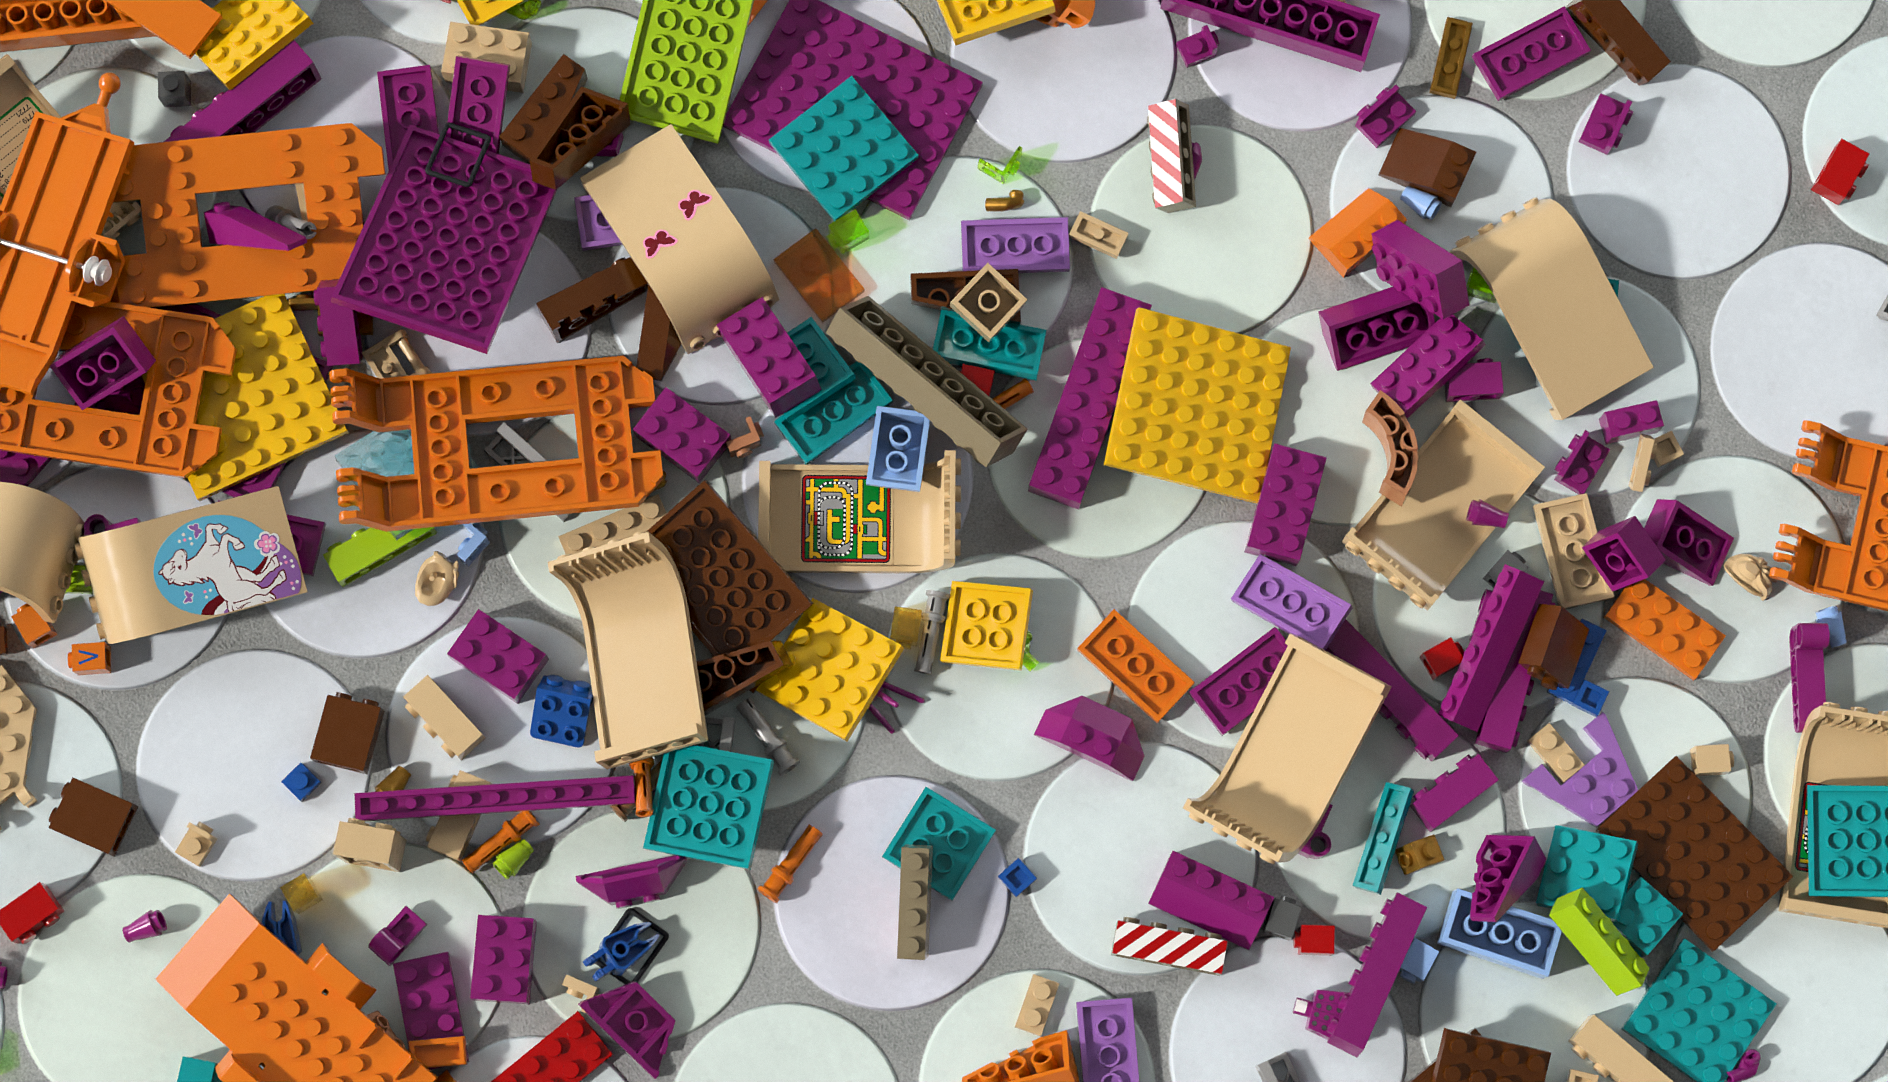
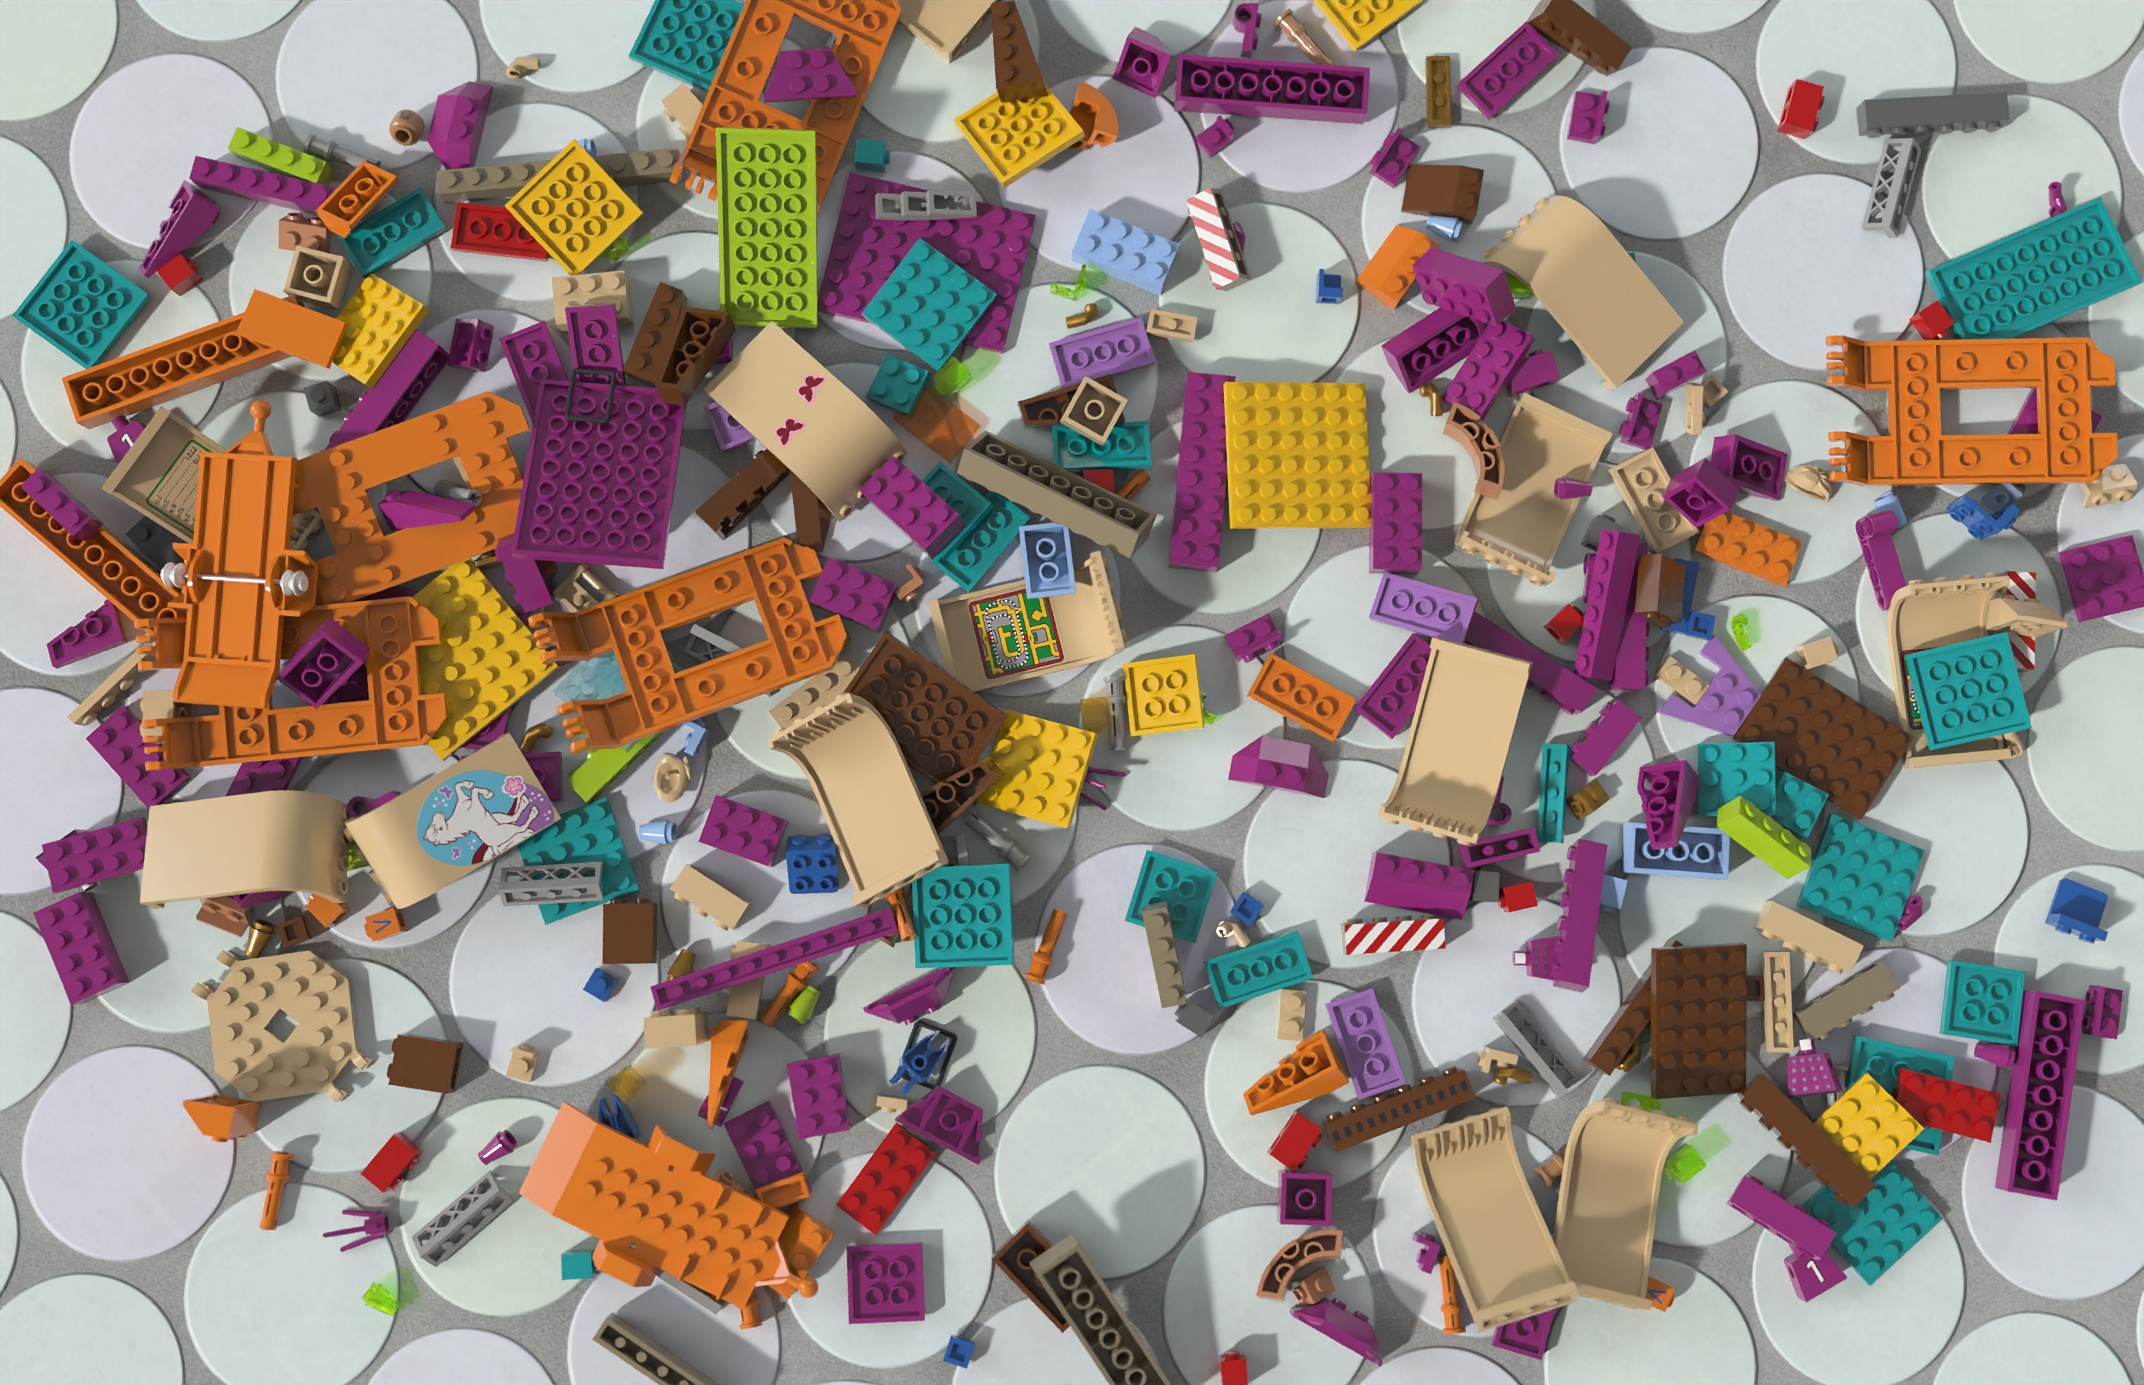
camera: 15 degrees left, 5 degrees up
(87, 998) = (462, 1223): none -> light grey fence
(276, 663) = (550, 888): none -> light grey fence
(301, 497) = (534, 733): none -> pearl gold arm
(312, 645) = (582, 837): none -> teal plate
(345, 70) = (471, 344): none -> magenta bracket
(407, 635) = (659, 832): none -> light blue cone
(418, 883) = (726, 1051): none -> orange wedge
(788, 225) = (898, 385): none -> teal plate
(866, 43) = (926, 206): none -> light grey slope
(929, 980) = (1193, 1018): none -> dark grey brick
(997, 898) = (1233, 930): none -> tan arm
(1013, 946) = (1258, 969): none -> teal plate
(1068, 144) = (1125, 252): none -> light blue brick
(1100, 590) = (1253, 638): none -> magenta bracket
(1278, 237) = (1328, 288): none -> blue panel
(1307, 880) = (1499, 848): none -> magenta brick
(1363, 382) = (1435, 398): none -> pearl gold arm
(1632, 721) = (1740, 635): none -> clear neon green arm

